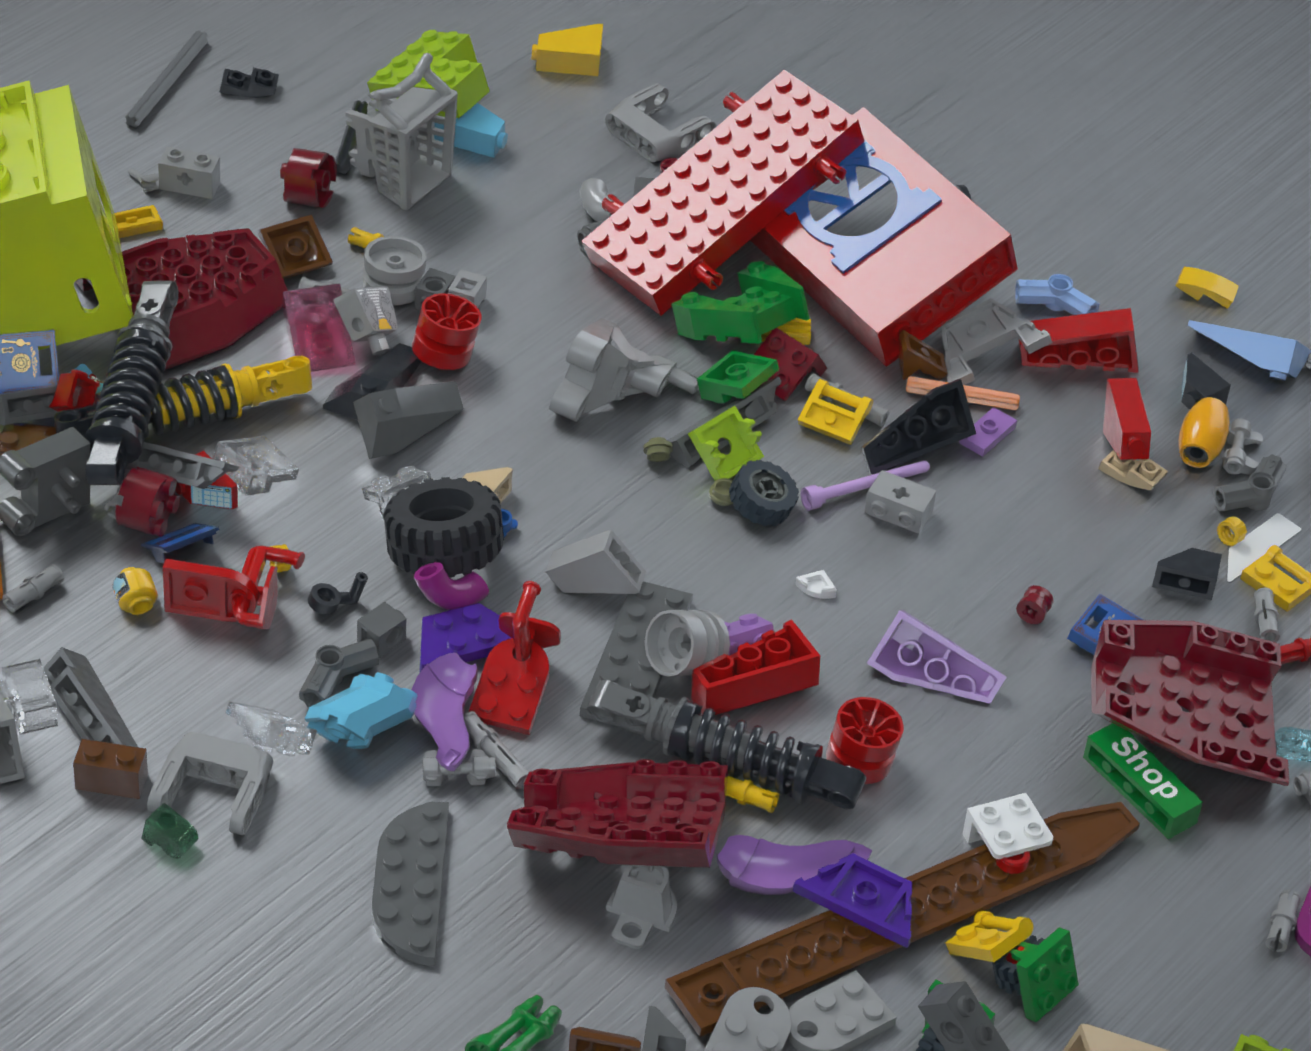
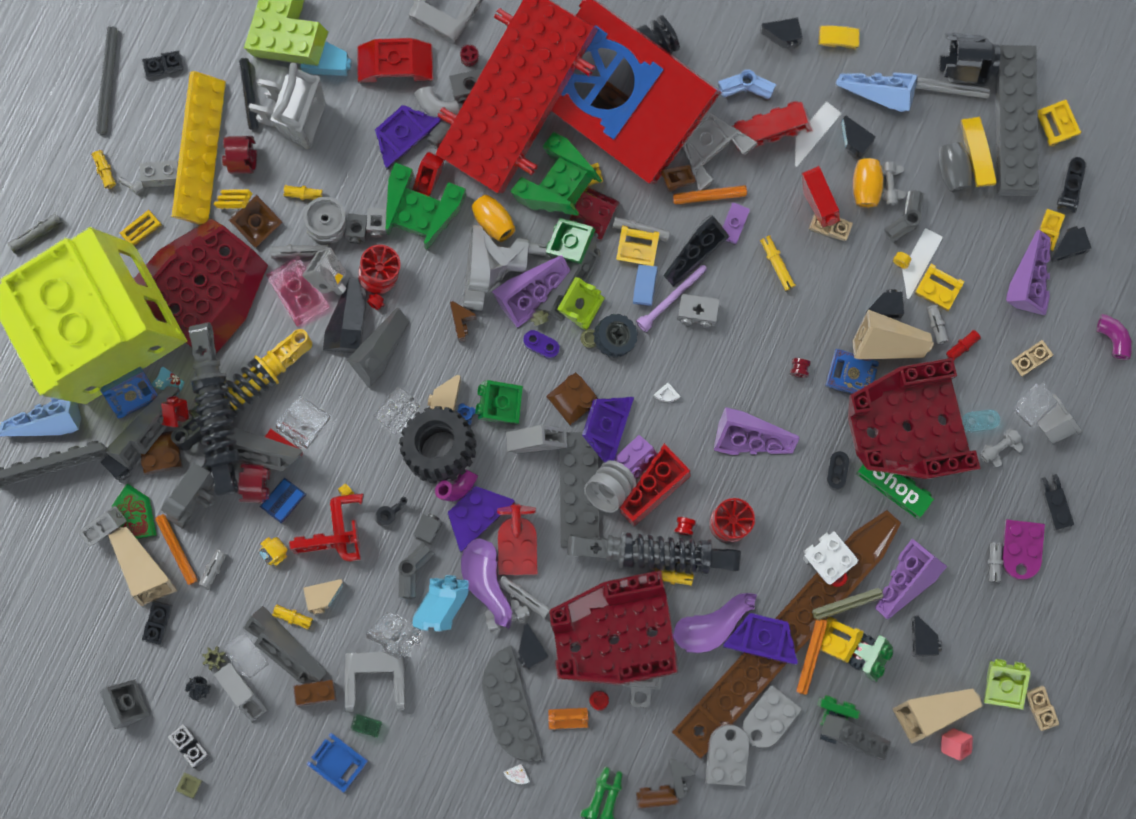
camera: 15 degrees left, 35 degrees up
(99, 867) = (334, 760): none -> blue container
(114, 154) = (103, 169): none -> yellow pin
(123, 675) = (292, 617): none -> yellow pin
(185, 659) = (322, 595): none -> tan slope
(254, 160) = (198, 148): none -> yellow plate
(276, 217) = (233, 198): none -> yellow tile
(384, 969) = (517, 775): none -> white tile
(425, 373) = (375, 301): none -> red plate
(478, 814) = (530, 649): none -> black slope
(505, 921) = (568, 718): none -> orange hinge
(531, 303) = (419, 212): none -> green wedge
(543, 420) = (461, 315): none -> reddish brown slope
(544, 221) = (402, 132): none -> dark purple wing
(556, 517) = (499, 402): none -> green plate
(561, 267) = (428, 174): none -> red slope
(561, 911) = (599, 700): none -> red plate
(569, 141) = (394, 59): none -> red slope
(637, 325) = (493, 218): none -> light orange piece
(648, 482) = (540, 344): none -> dark purple plate
(658, 413) = (525, 292): none -> medium lavender wedge
(672, 550) = (572, 398): none -> reddish brown slope
(711, 580) = (606, 425): none -> dark purple wing
(789, 726) = (684, 526): none -> red wheel
(829, 457) = (645, 285): none -> medium blue slope
(937, 948) = (812, 656): none -> orange axle
(1019, 895) = (847, 604): none -> olive axle
(1036, 477) = (777, 262): none -> yellow pin
(1055, 738) = (837, 471): none -> black plate
(1126, 259) = (783, 32): none -> black slope
(1135, 983) = (924, 640): none -> black slope
(1148, 889) = (912, 576): none -> medium lavender wedge
(1149, 369) = (820, 124): none -> white sticker
(1177, 592) = (889, 339): none -> tan slope

